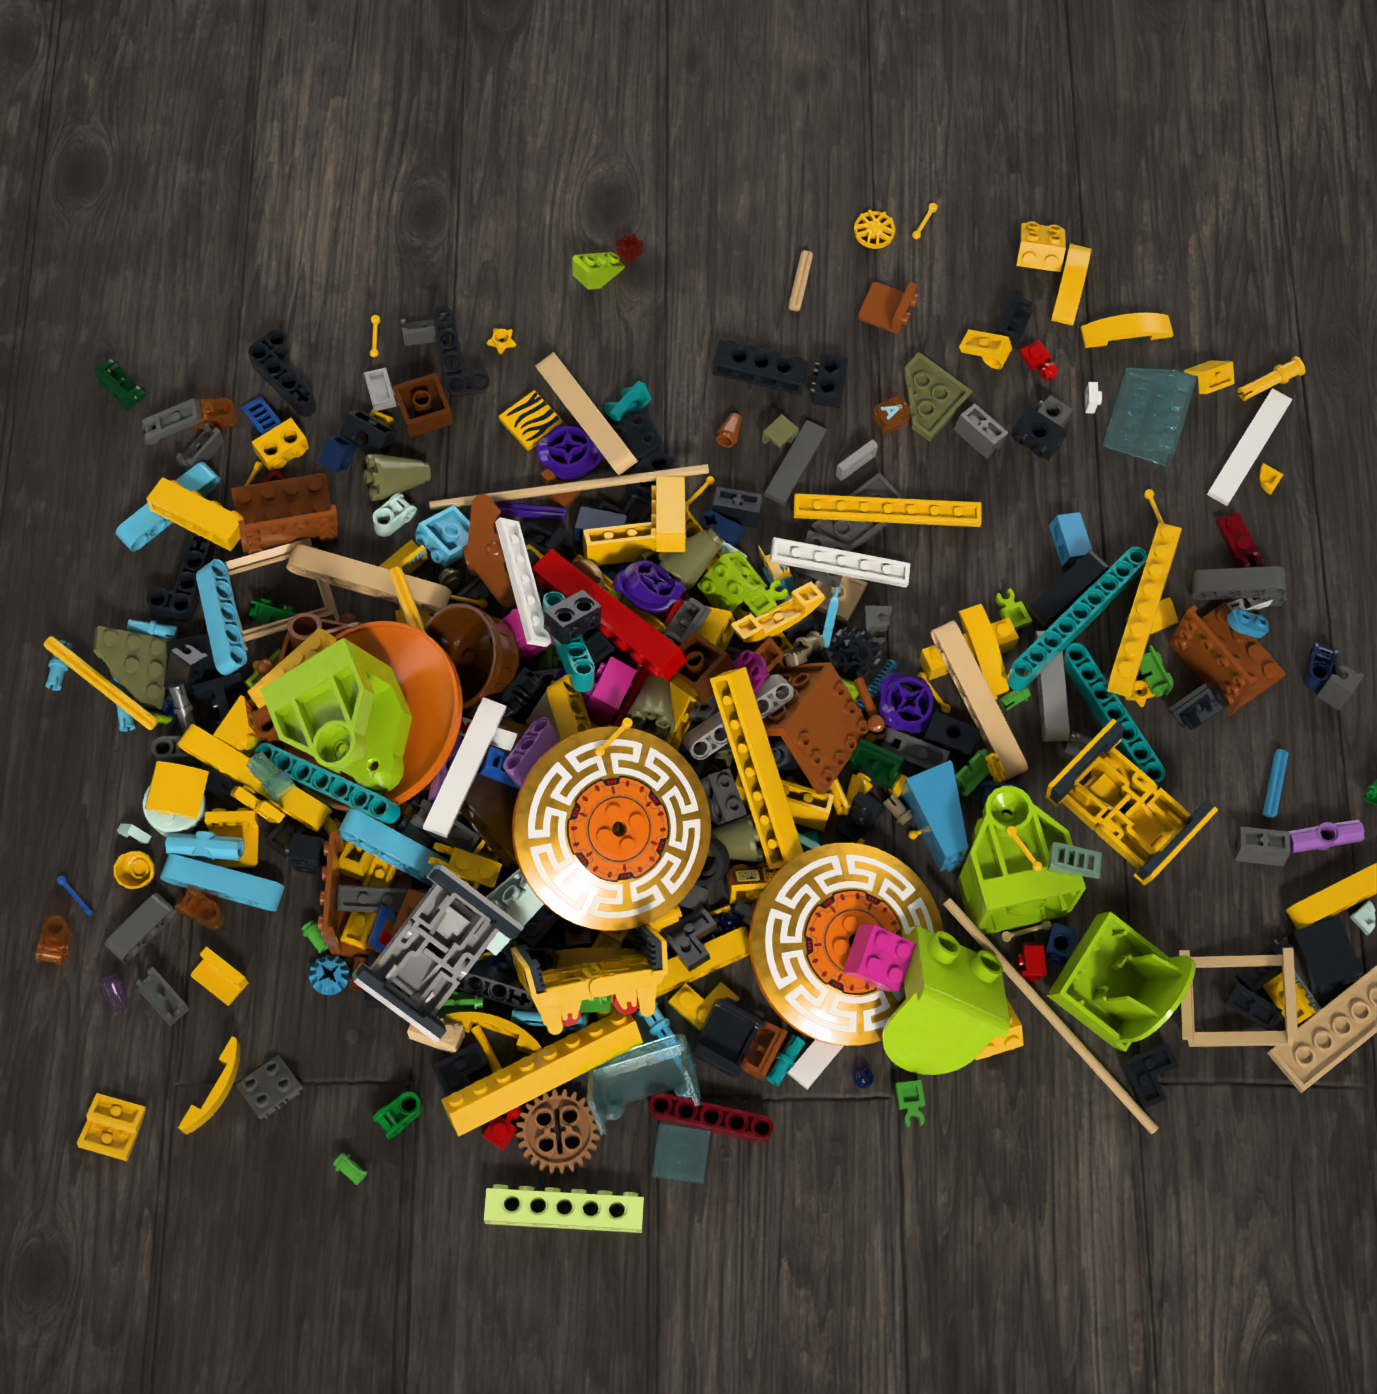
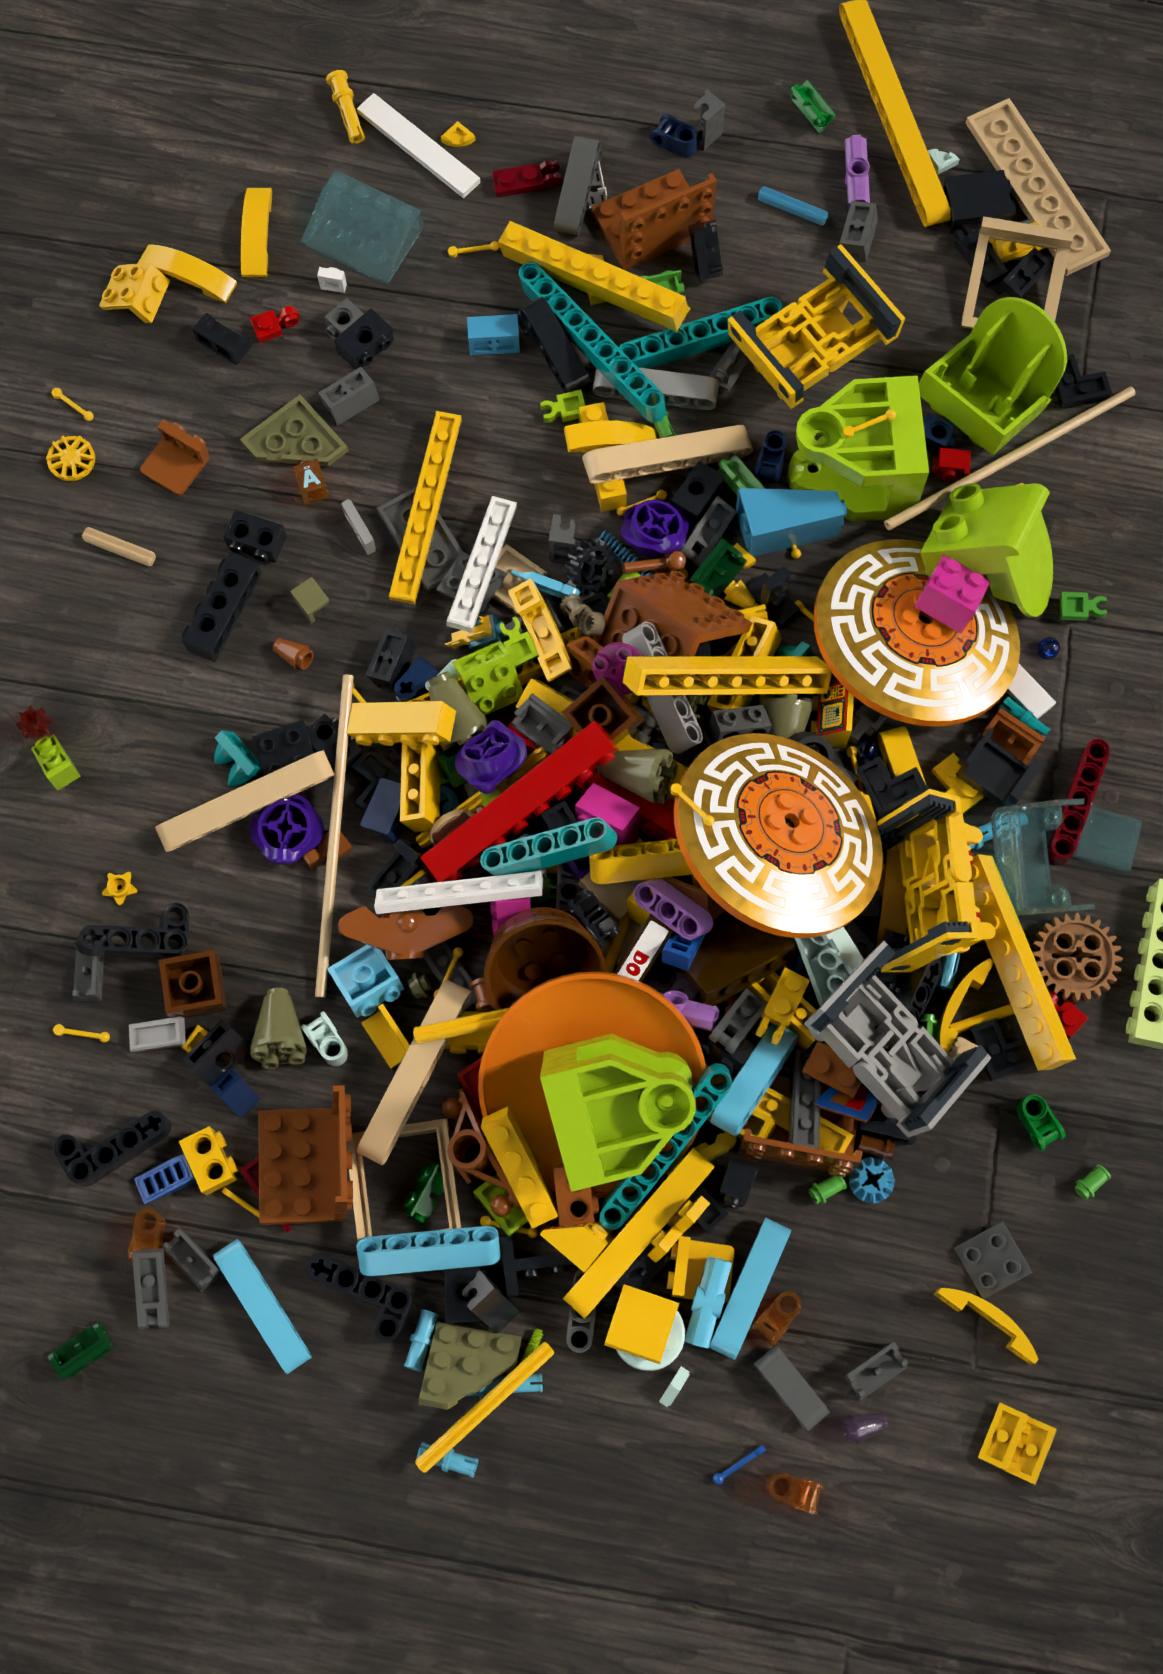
camera: 75 degrees left, 5 degrees up
(134, 869) = (723, 1388): yellow hair -> none
(168, 706) = (524, 1325): clear blue hinge -> none
(182, 706) = (532, 1310): dark grey pin -> none
(195, 513) = (289, 1266): yellow brick -> none
(219, 977) = (859, 1305): yellow panel -> none
(273, 780) = (657, 1204): clear light blue piece -> none
(464, 767) = (683, 982): white tile -> none
(530, 420) = (233, 868): yellow tile -> none
(532, 510) = (350, 882): dark purple axle -> none
(572, 617) = (526, 836): black brick -> none
(795, 462) = (346, 592): dark grey tile -> none
(899, 811) = (774, 558): dark tan pin -> none
(990, 346) = (249, 366): yellow plate -> none
(995, 767) = (743, 454): yellow piece -> none
(1061, 848) = (885, 395): sand green slope -> none
(1213, 375) = (331, 155): yellow panel -> none
(1248, 623) = (620, 188): dark azure plate -> none

